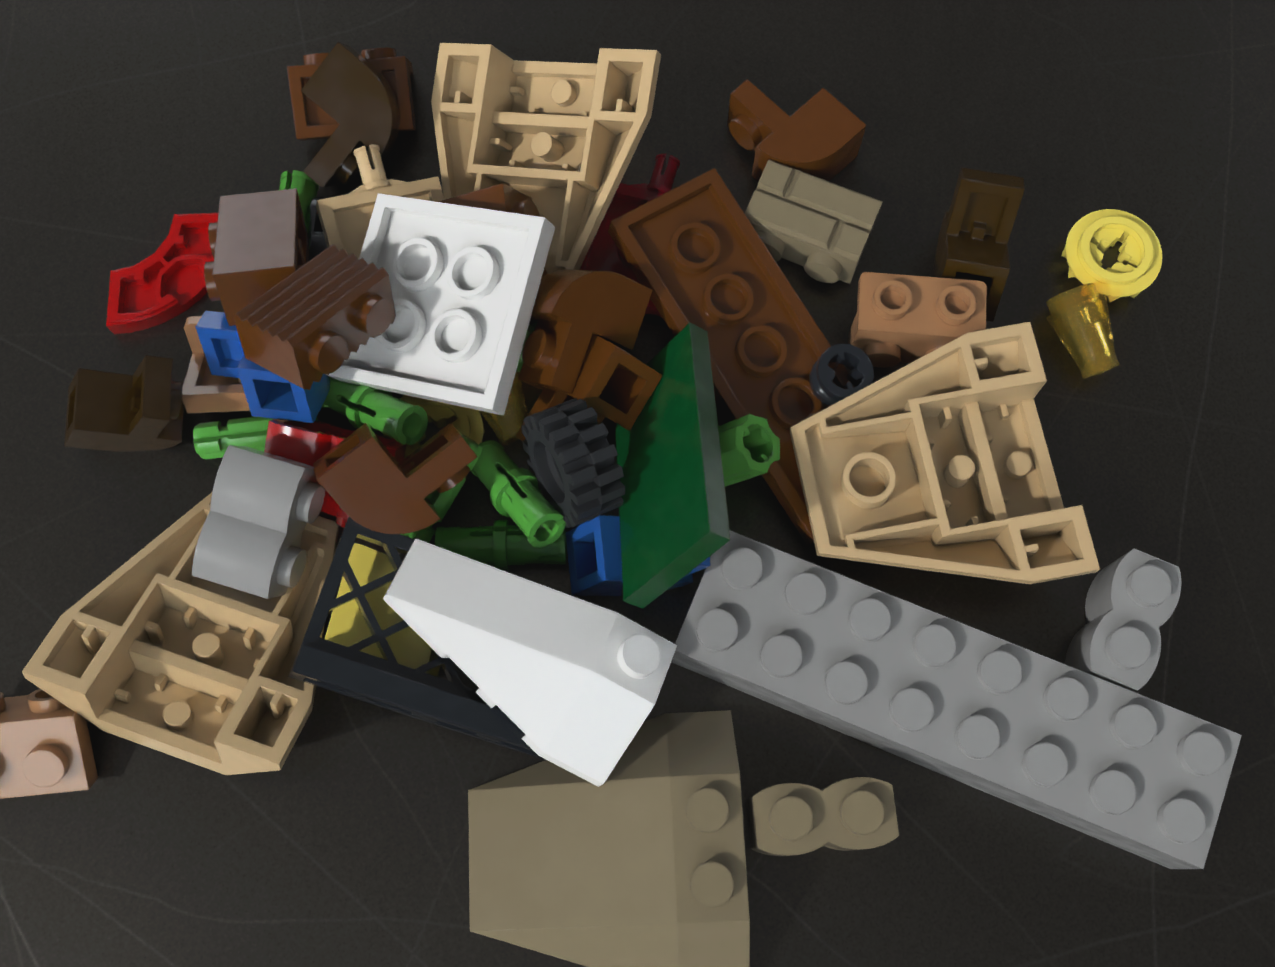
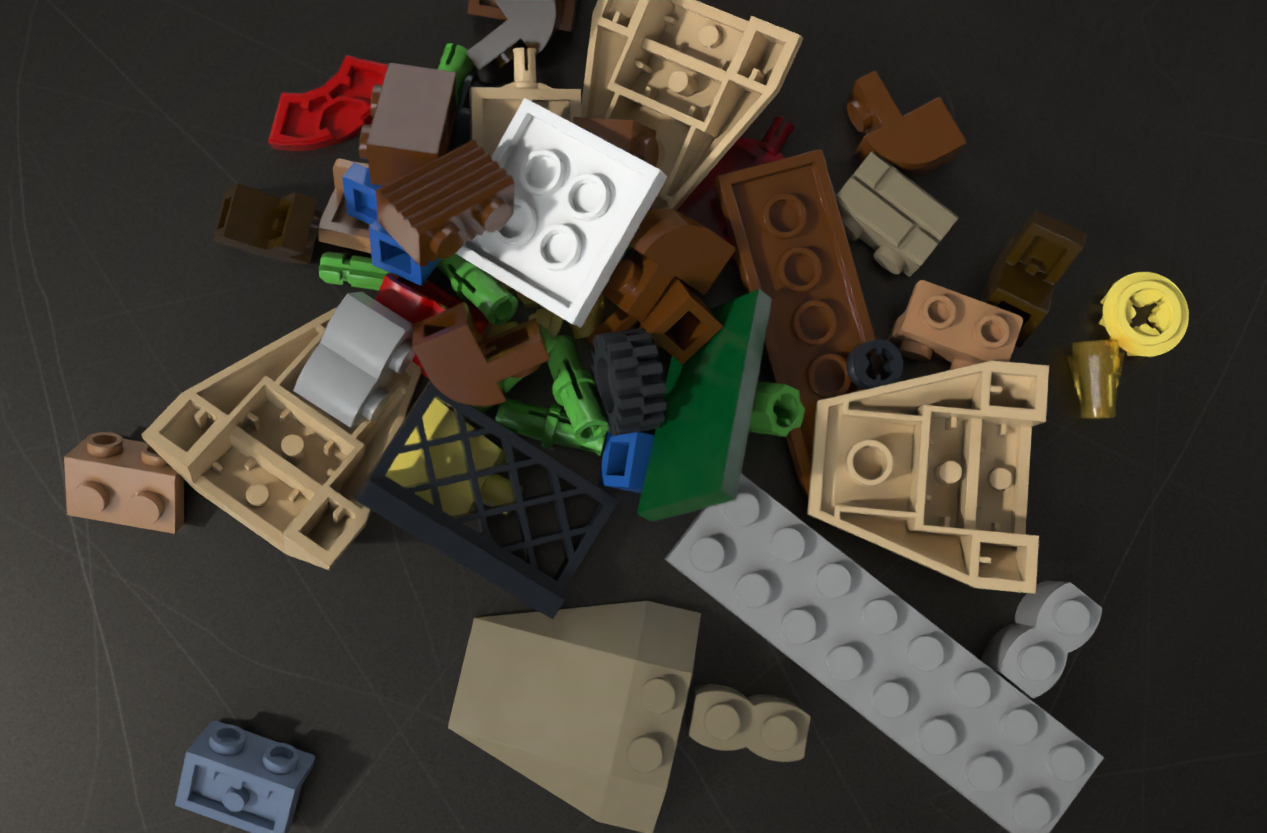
camera: 10 degrees right, 10 degrees up
(550, 661) = (565, 544): white wedge -> none

